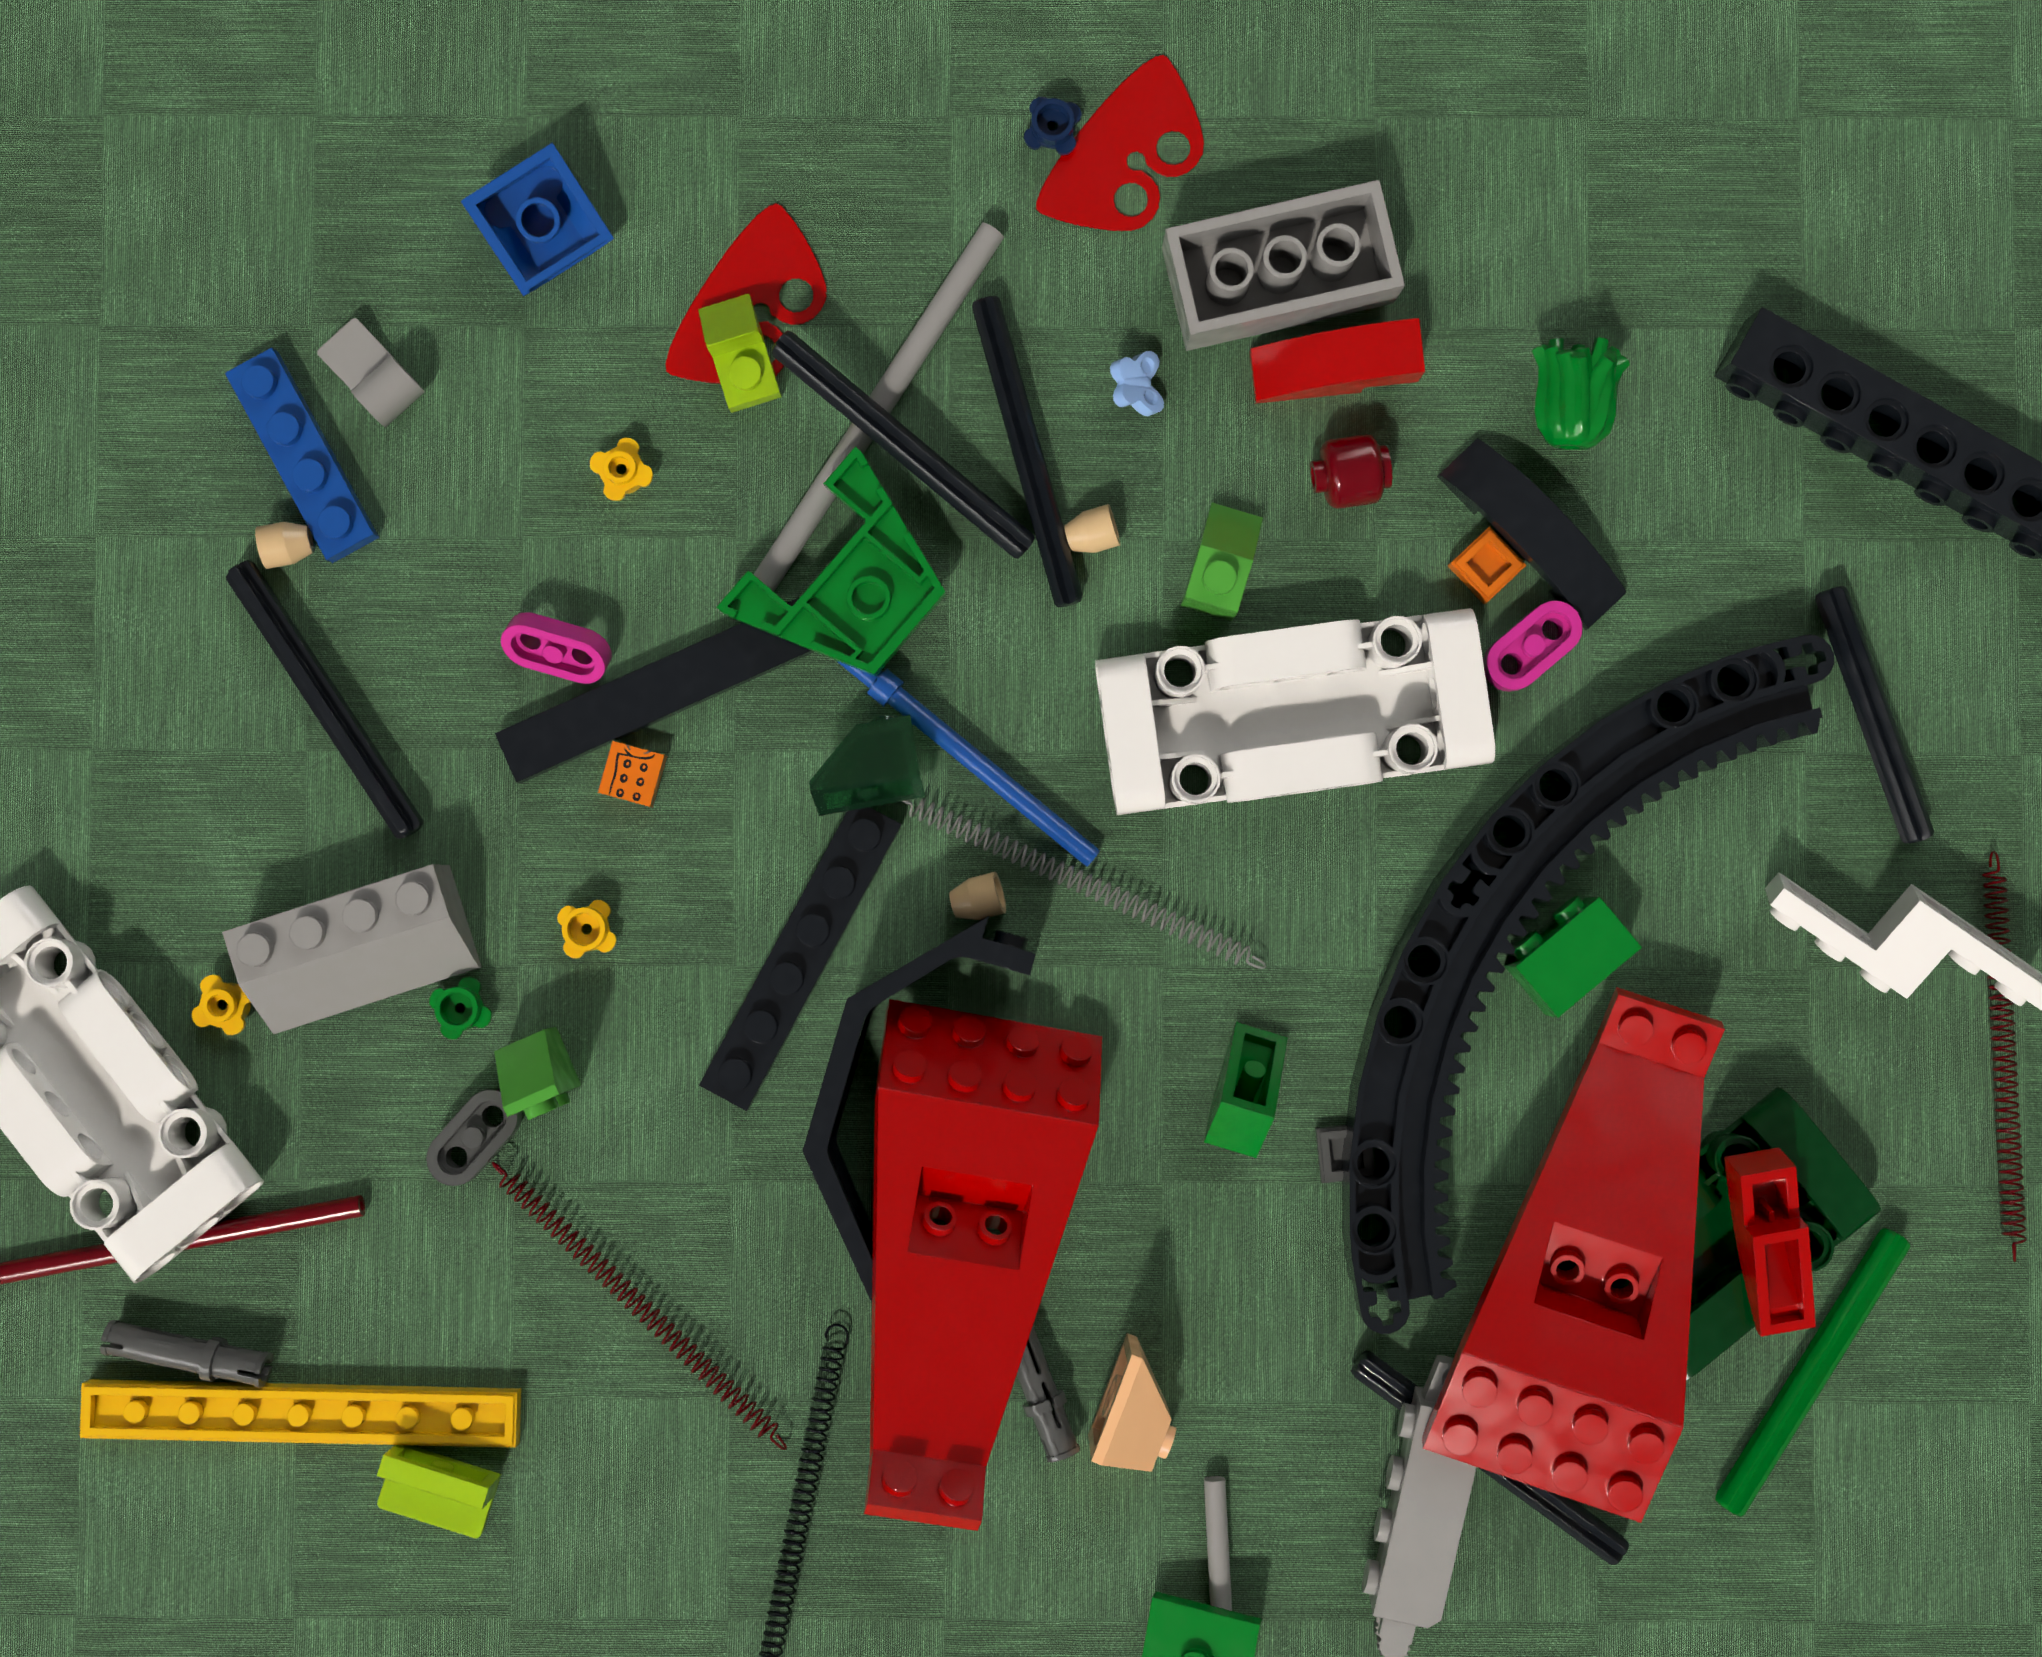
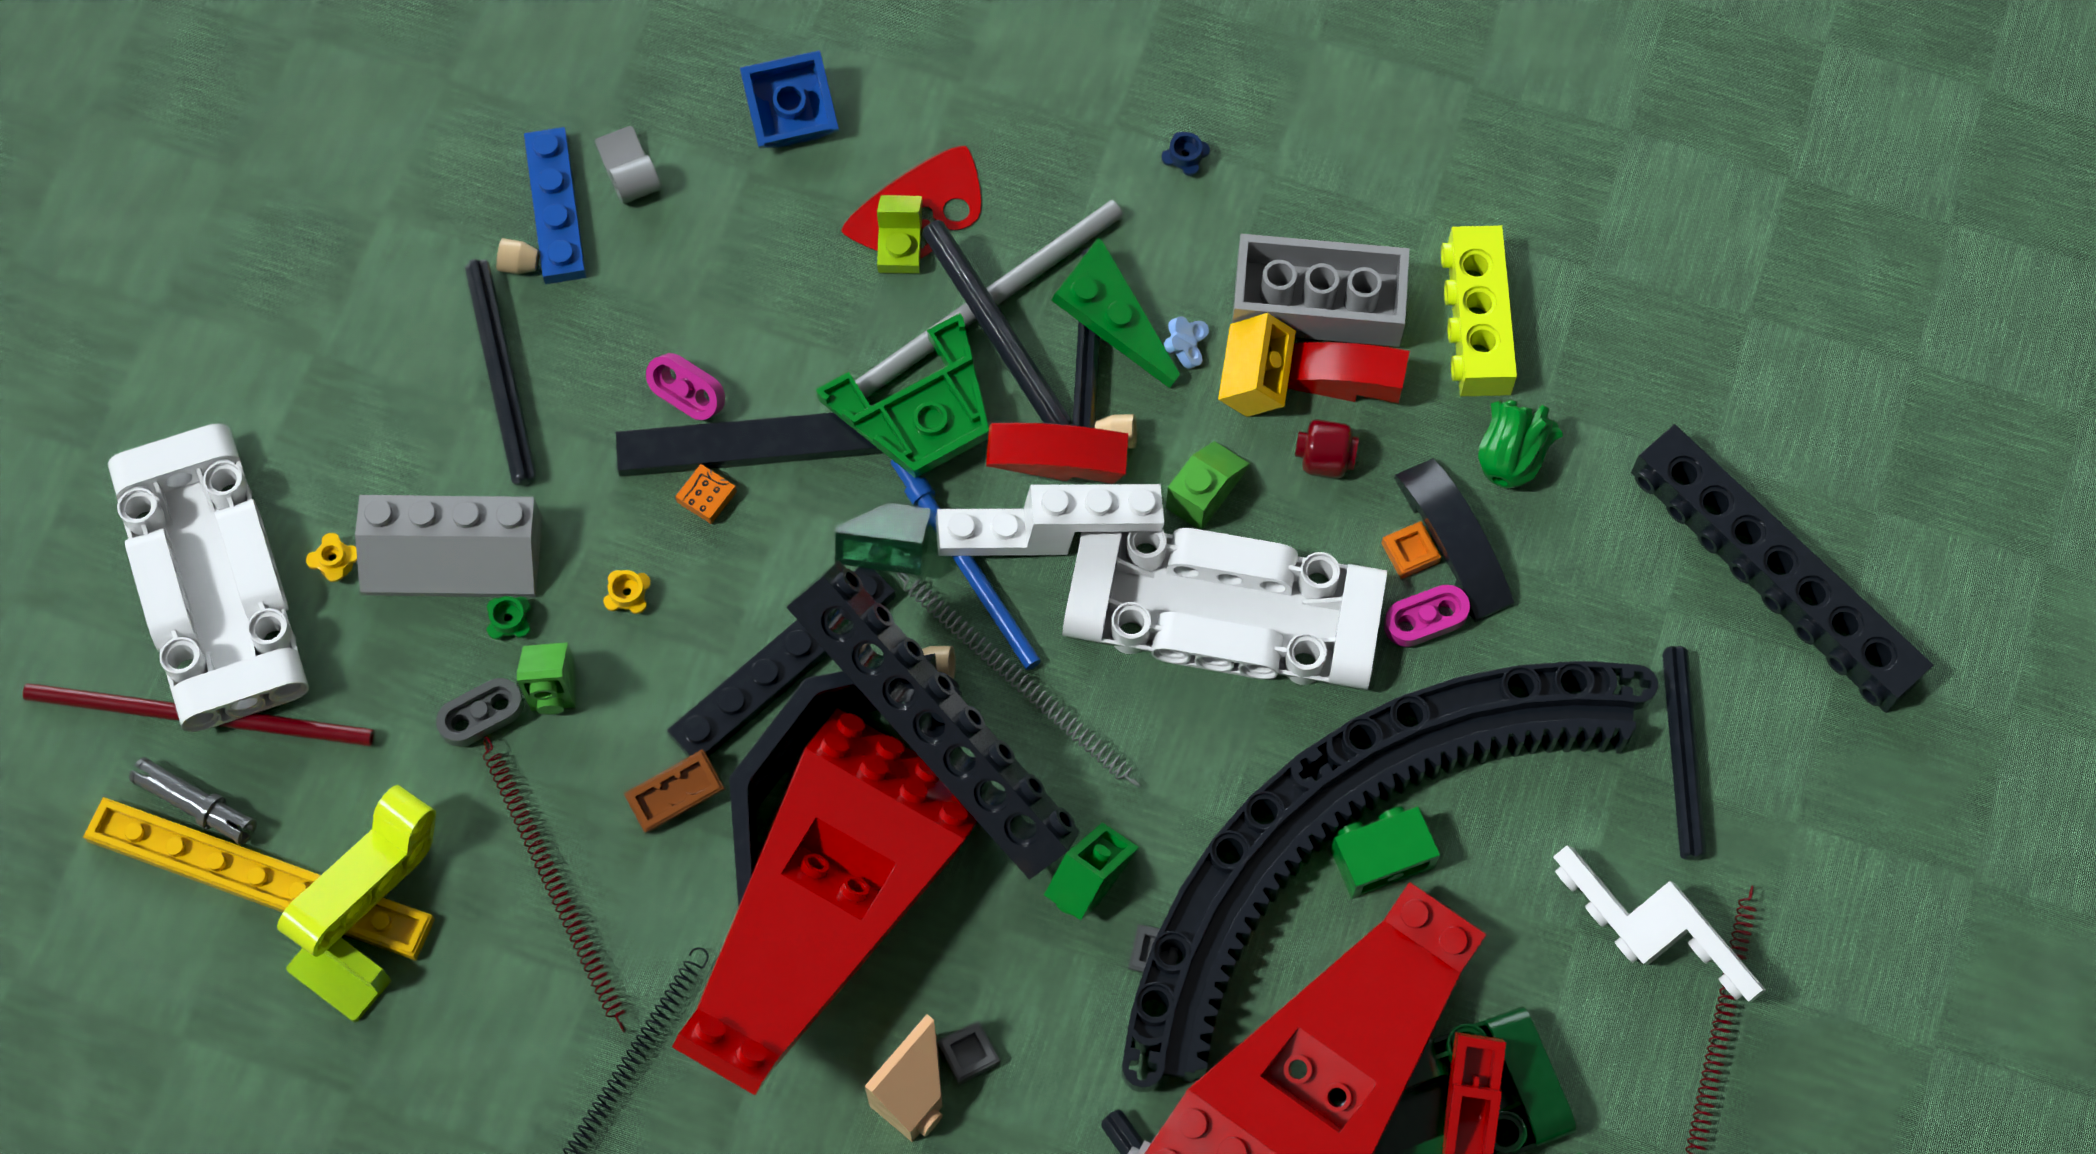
camera: 15 degrees right, 20 degrees down
(413, 1409) = (363, 875): none -> neon yellow beam
(636, 473) = (782, 293): yellow plate -> none
(736, 1156) = (674, 791): none -> dark orange plate
(1010, 1000) = (936, 743): none -> black brick
(1025, 371) = (1106, 305): none -> green wing
(1035, 589) = (1058, 451): none -> red slope
(1045, 1403) = (844, 1056): dark grey pin -> none
(1057, 681) = (1049, 519): none -> white bracket
(1128, 121) = (1246, 168): red piece -> none
(1177, 1341) = (968, 1052): none -> dark grey tile
(1236, 392) = (1257, 365): none -> yellow brick
(1466, 145) = (1482, 251): none -> neon yellow brick

